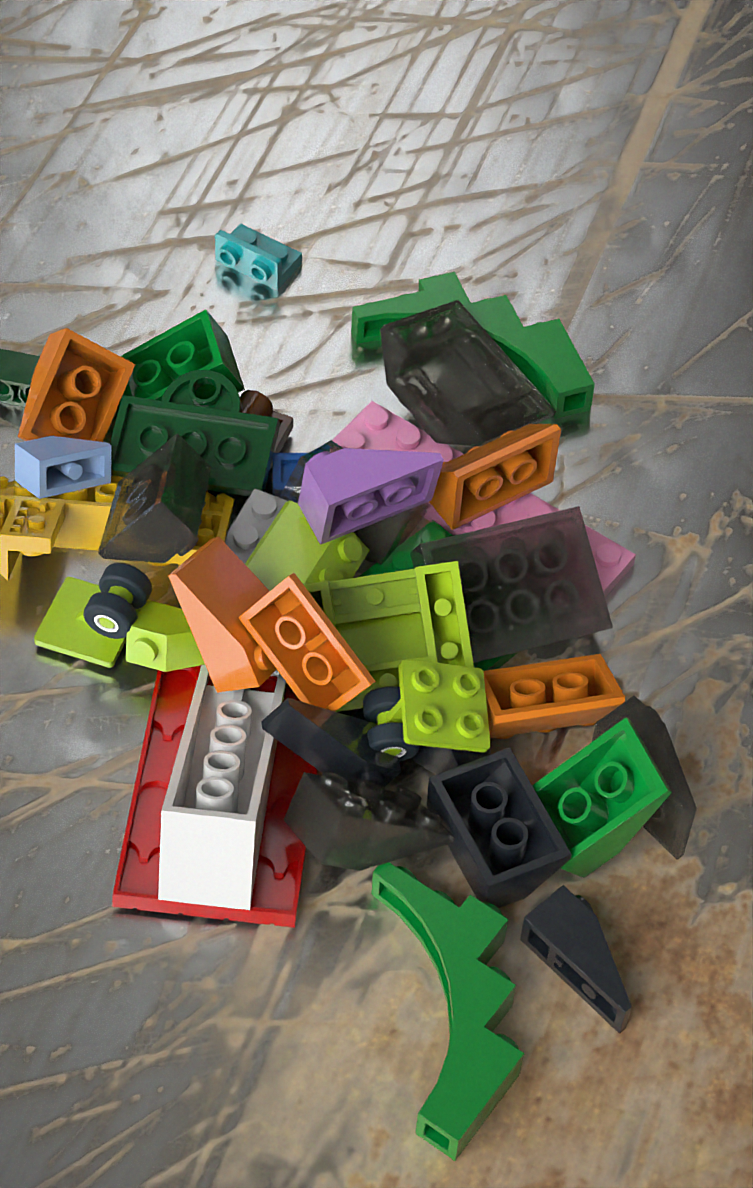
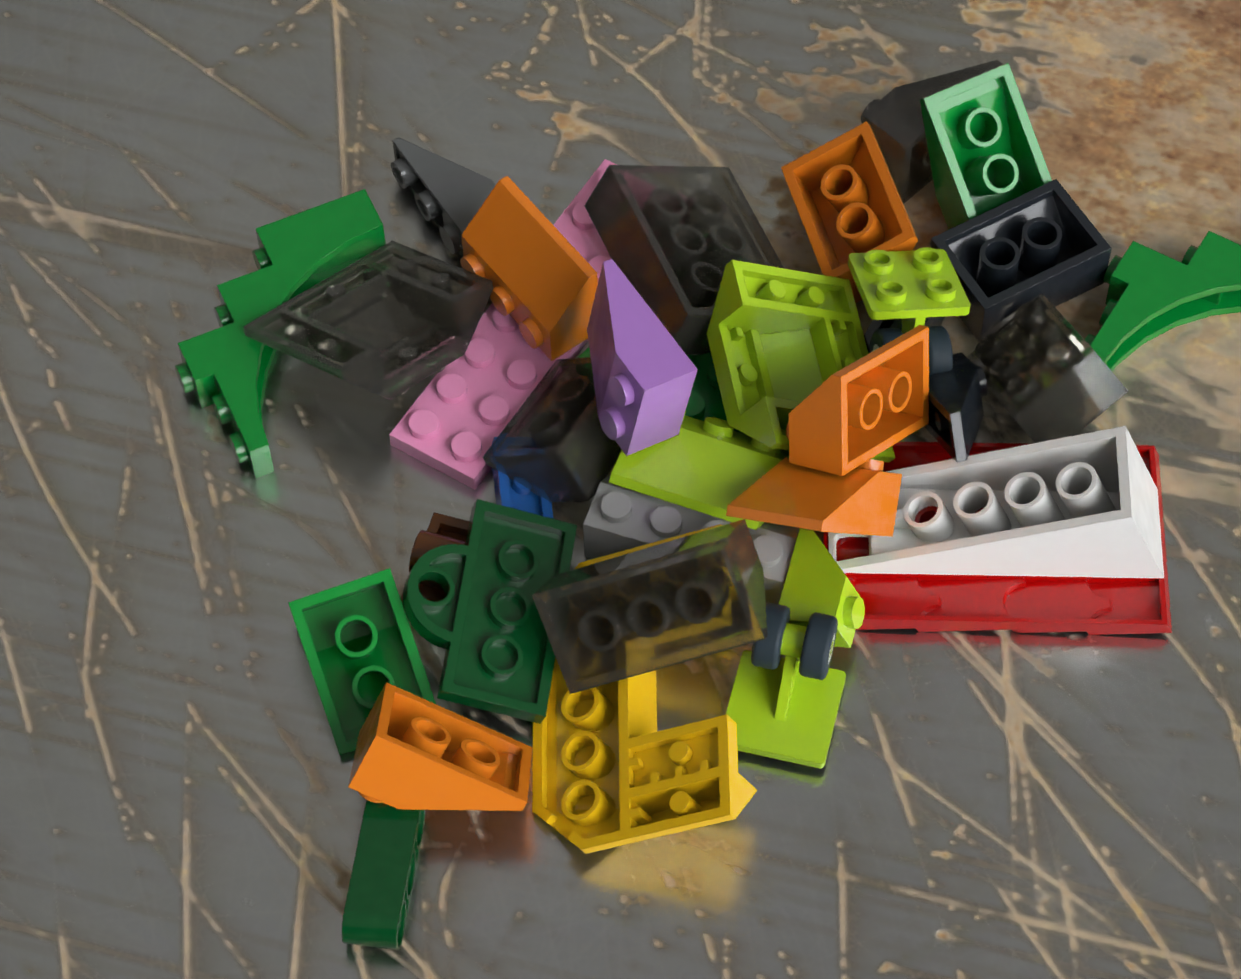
camera: 90 degrees left, 5 degrees up
(61, 465) = (563, 759): light blue slope -> none
(257, 255) = (126, 593): teal bracket -> none
(573, 945) = (1142, 190): black slope -> none
(593, 451) = (441, 189): none -> dark grey slope

